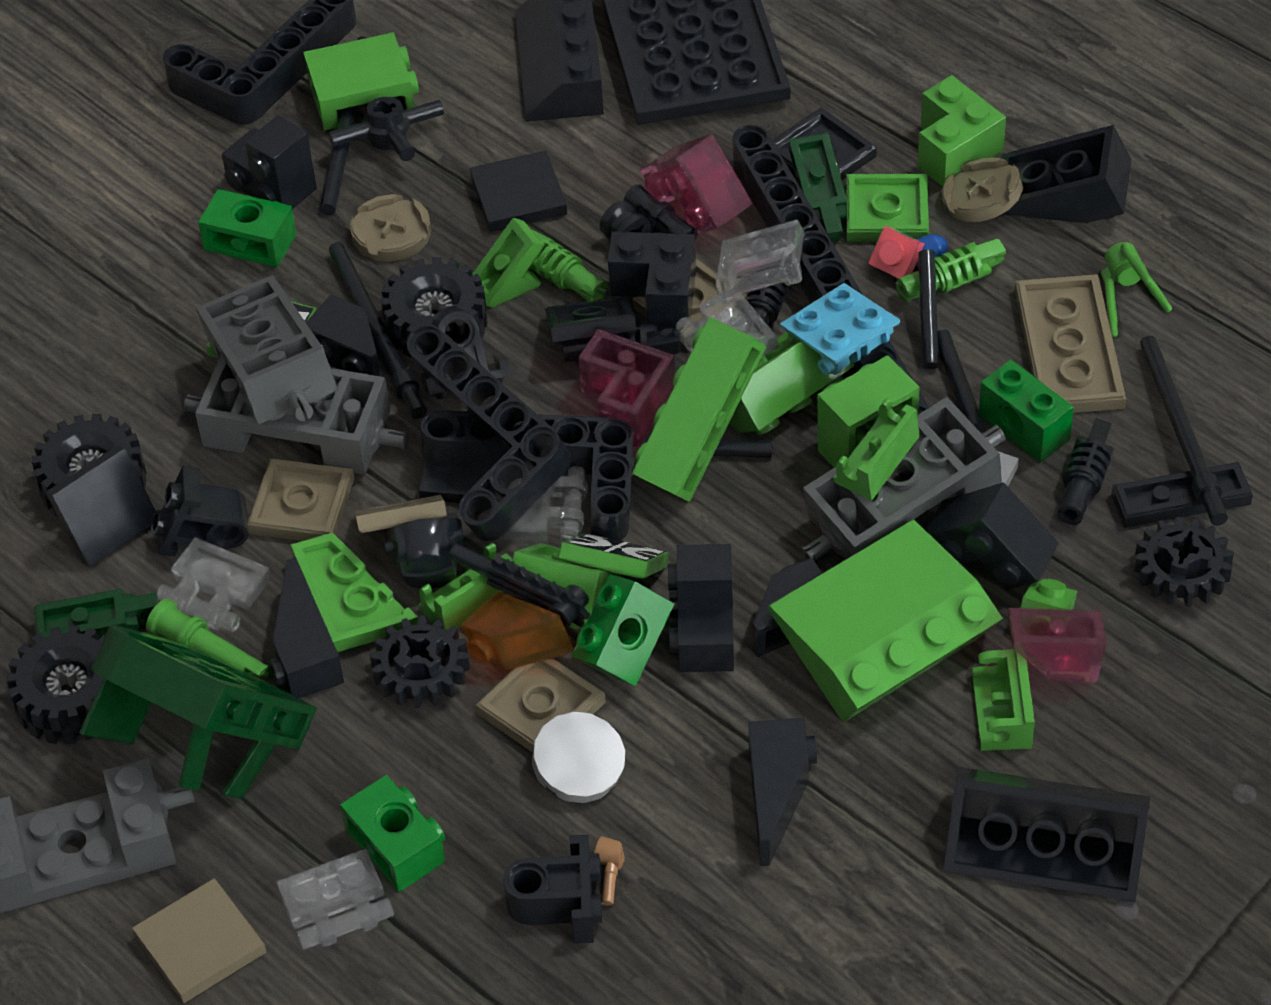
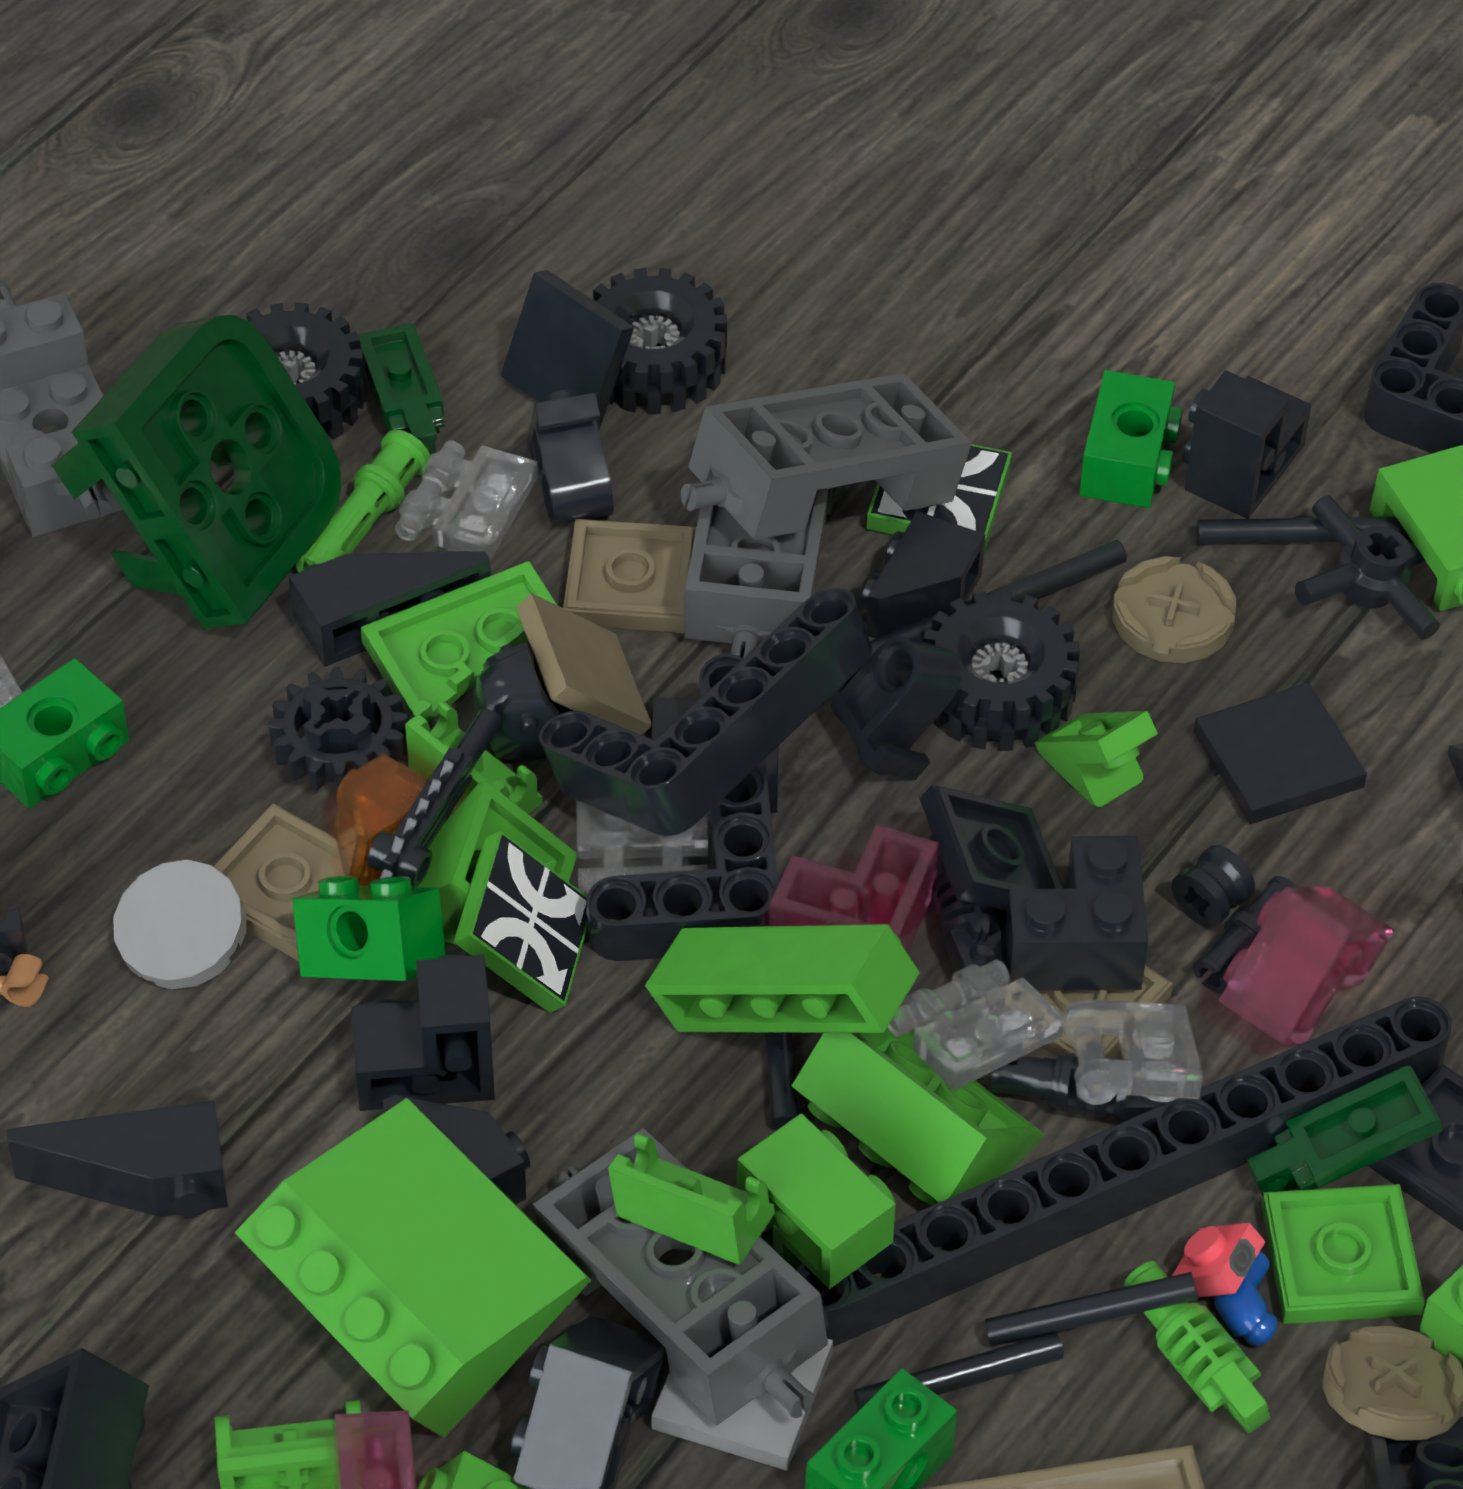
camera: 80 degrees right, 0 degrees up
(567, 270) = (1127, 801): bright green hinge -> none
(841, 327) = (976, 1152): medium azure hinge -> none

